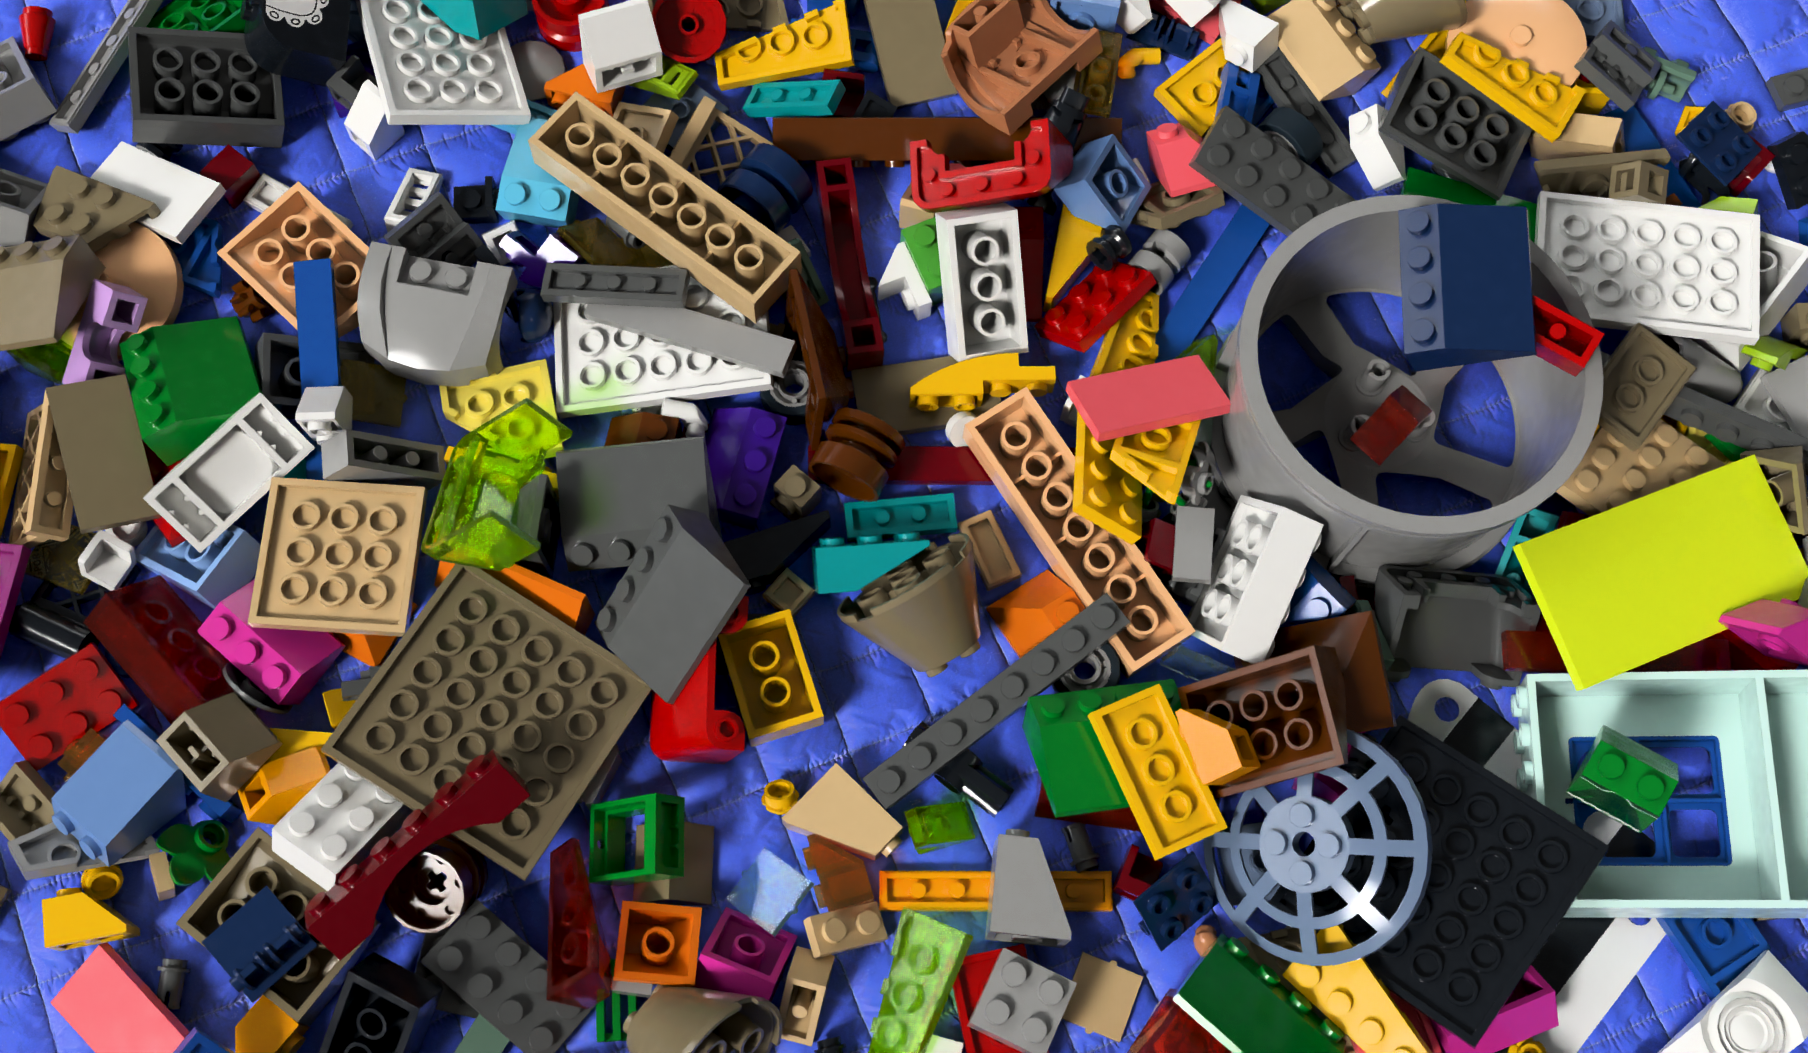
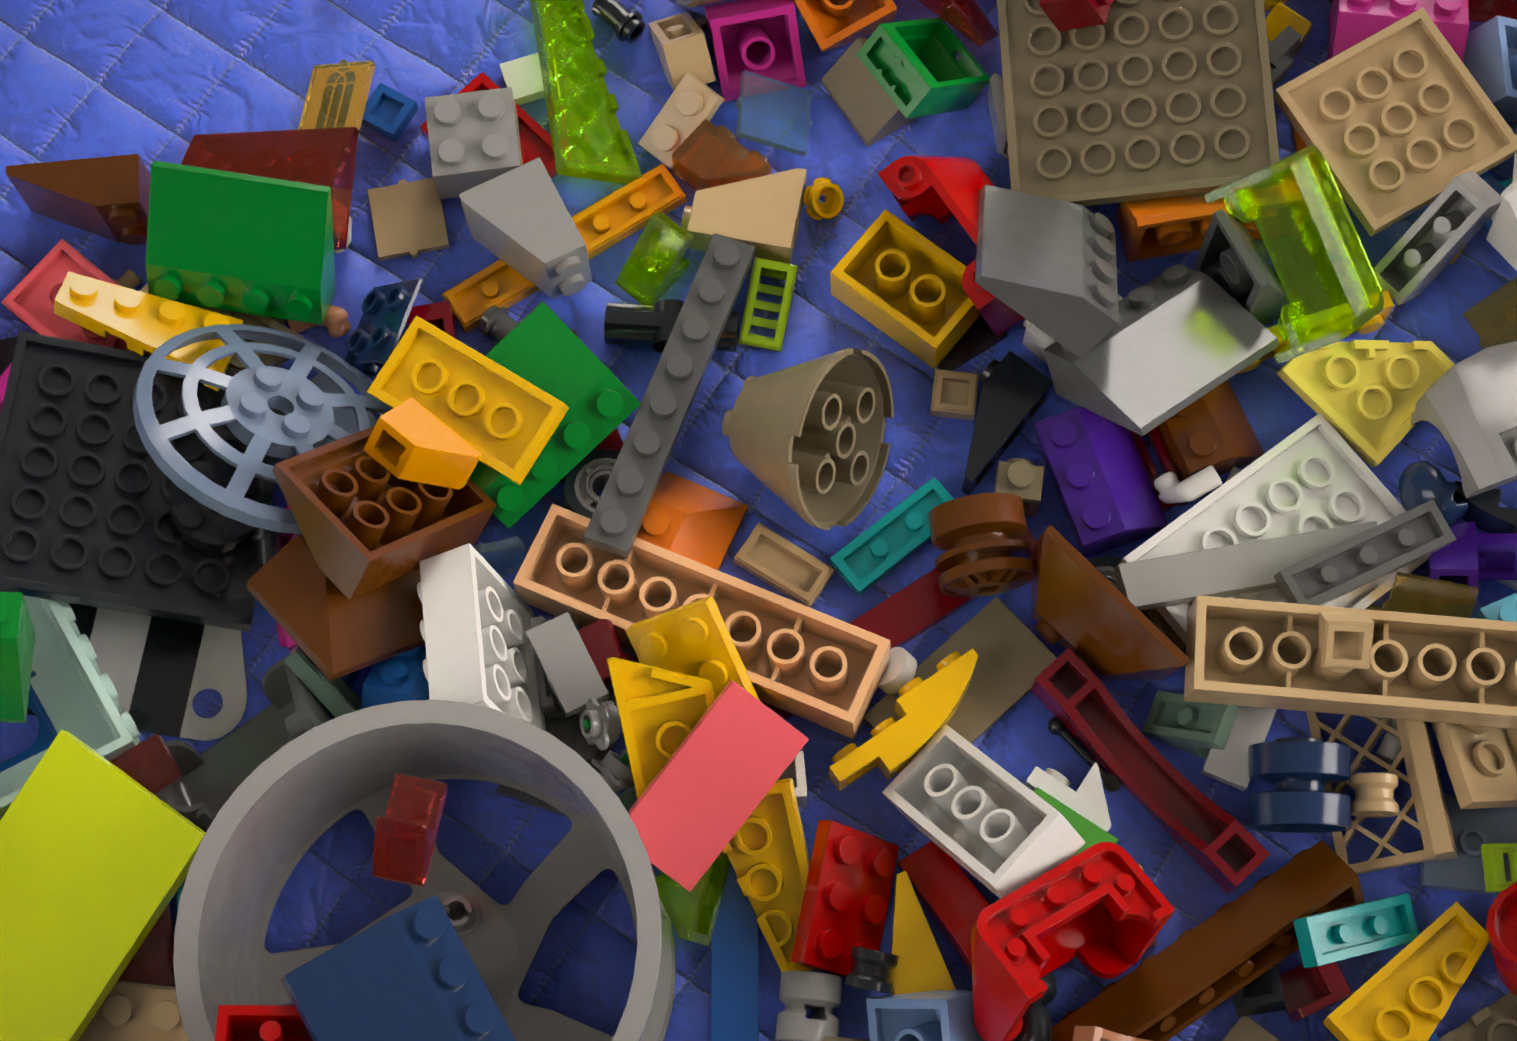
camera: 155 degrees right, 0 degrees up
(681, 219) = (1345, 639): none -> tan slope
(722, 158) = (1374, 795): none -> tan wheel
(854, 565) = (899, 448): teal slope -> none
(865, 763) = (775, 270): none -> lime slope

